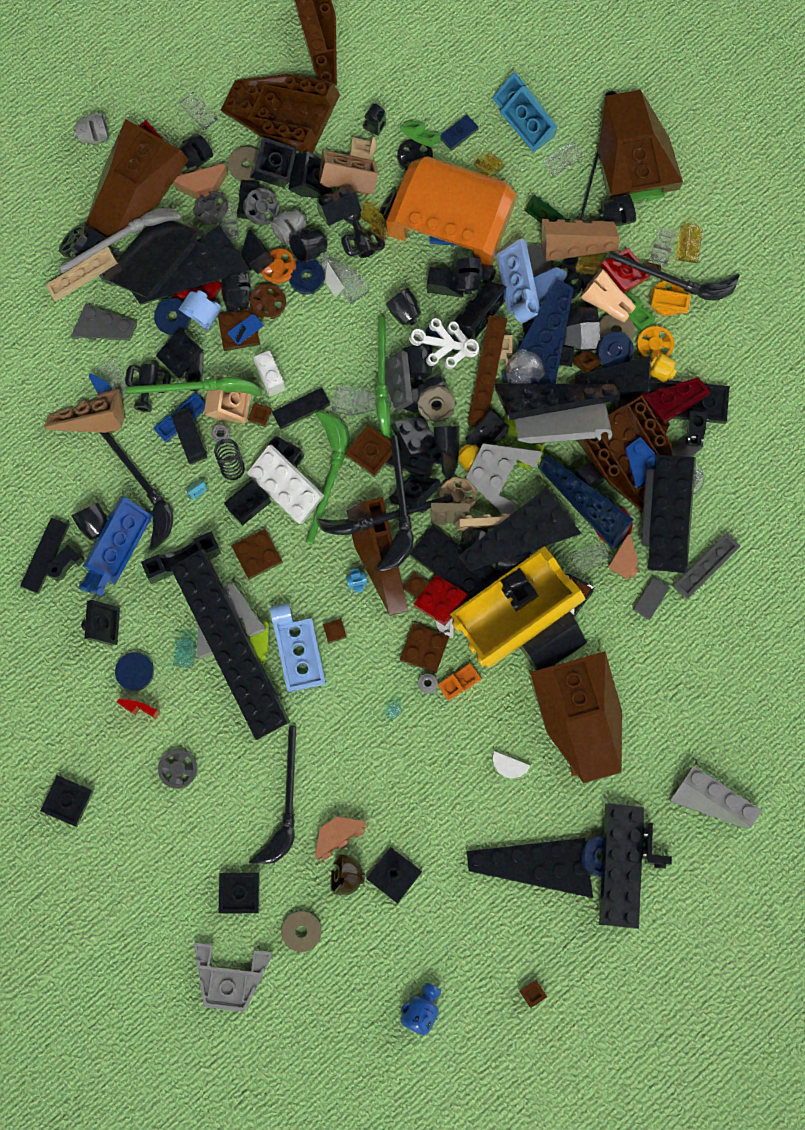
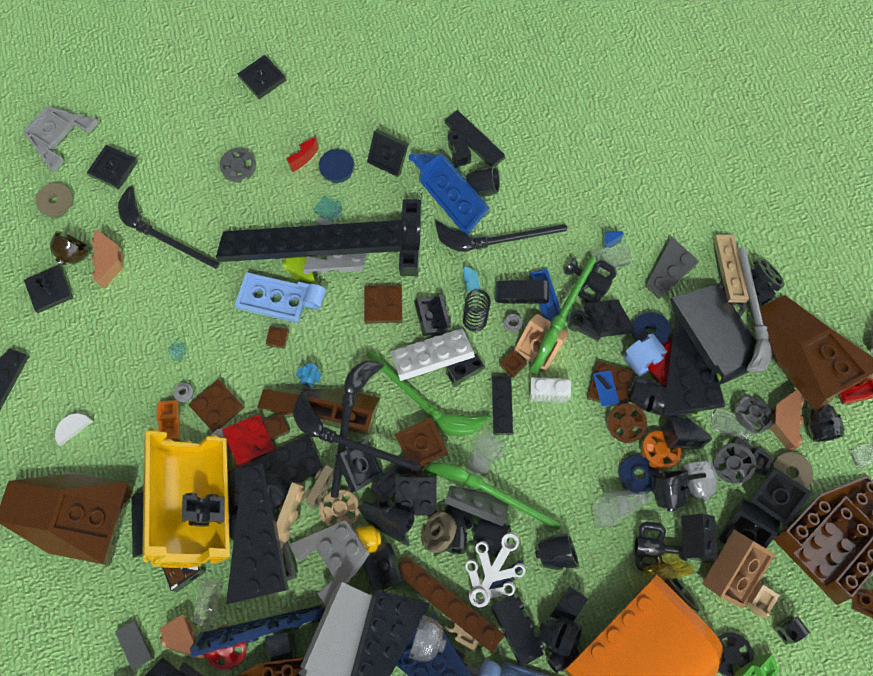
camera: 115 degrees right, 5 degrees down
(98, 415) = (583, 223): medium nougat wedge -> none

